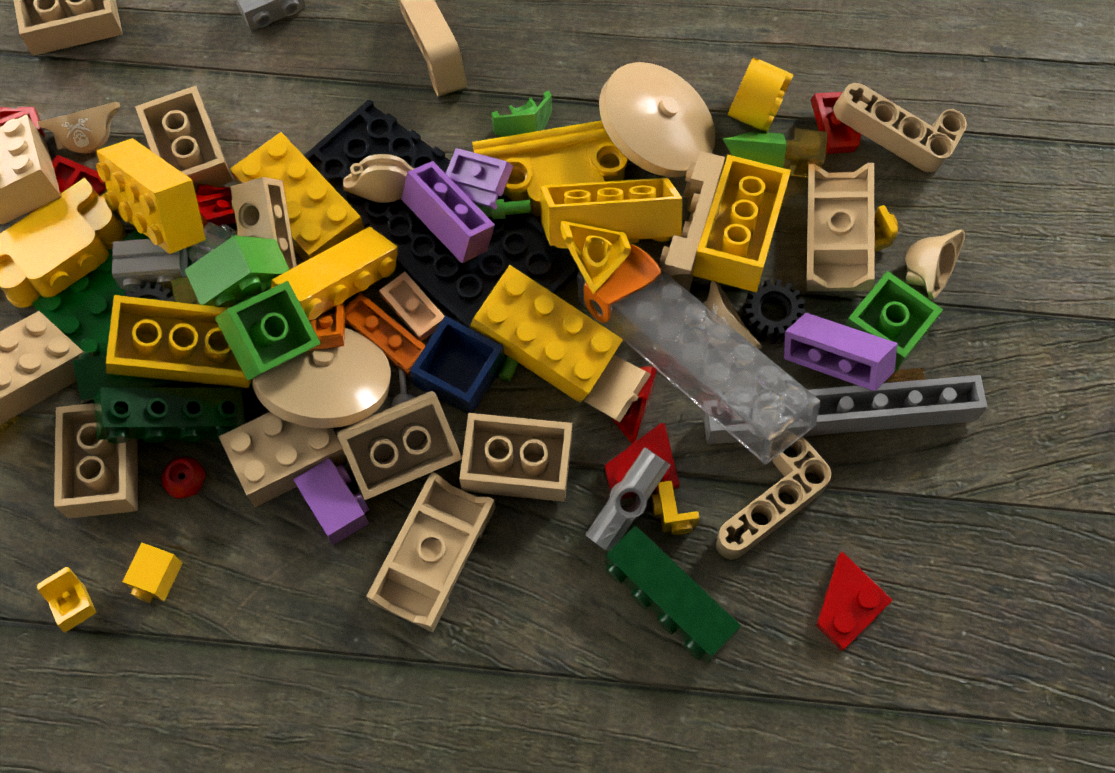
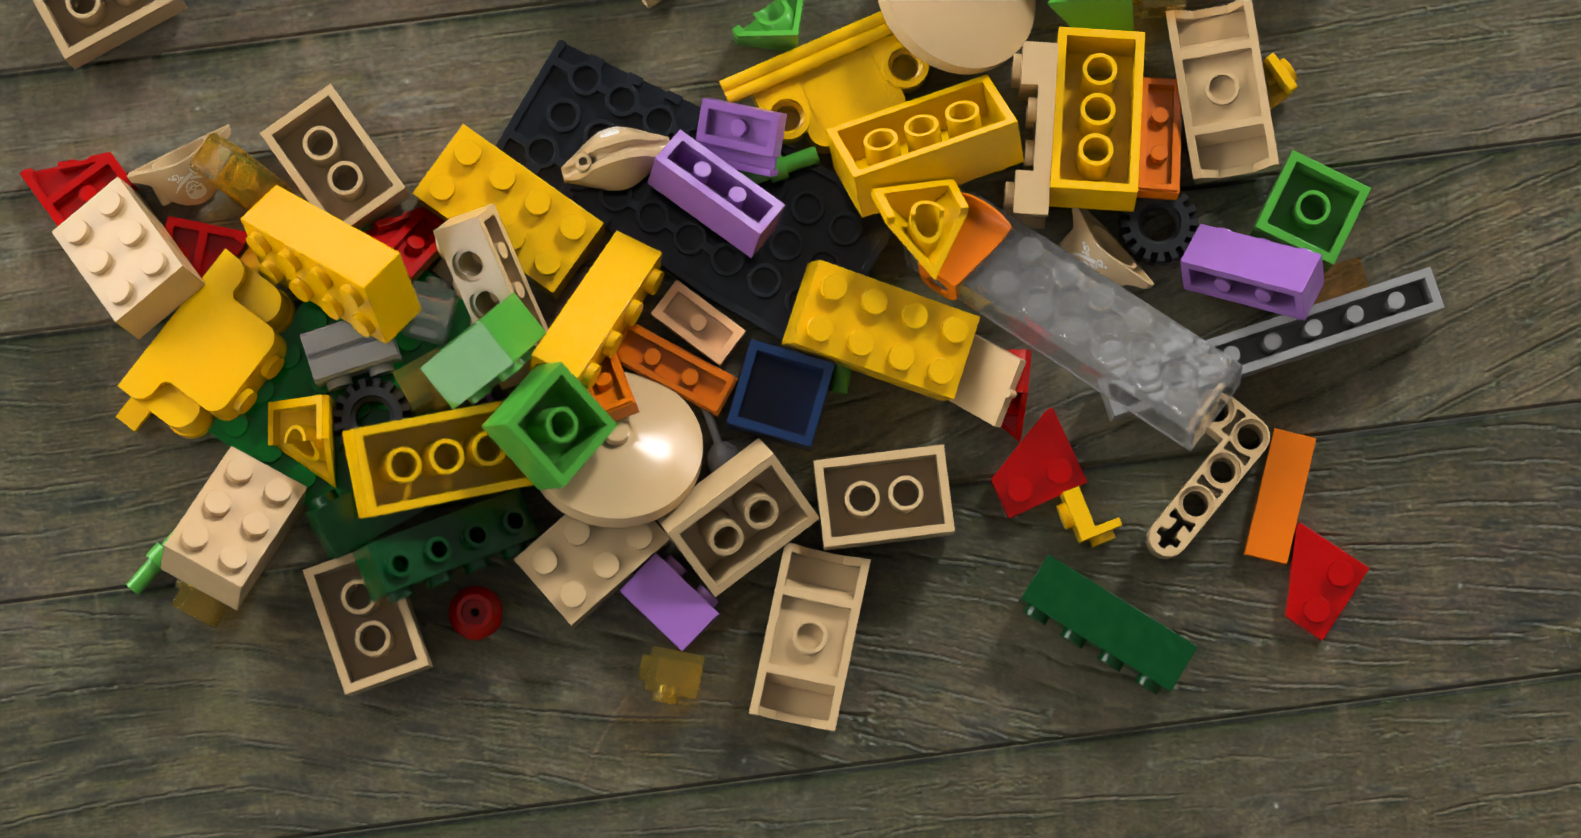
camera: 15 degrees left, 15 degrees up
(67, 599) = (390, 796): yellow bracket -> none
(94, 311) = (306, 433): none -> yellow slope
(105, 124) = (234, 171): none -> clear yellow brick
(152, 573) = (480, 742): yellow brick -> none
(317, 556) = (671, 674): none -> clear yellow brick
(641, 480) = (1040, 497): light grey piece -> none
(785, 251) = (1160, 140): none -> orange tile
(829, 530) = (1279, 496): none -> orange tile
(933, 260) = (1347, 111): tan hat -> none

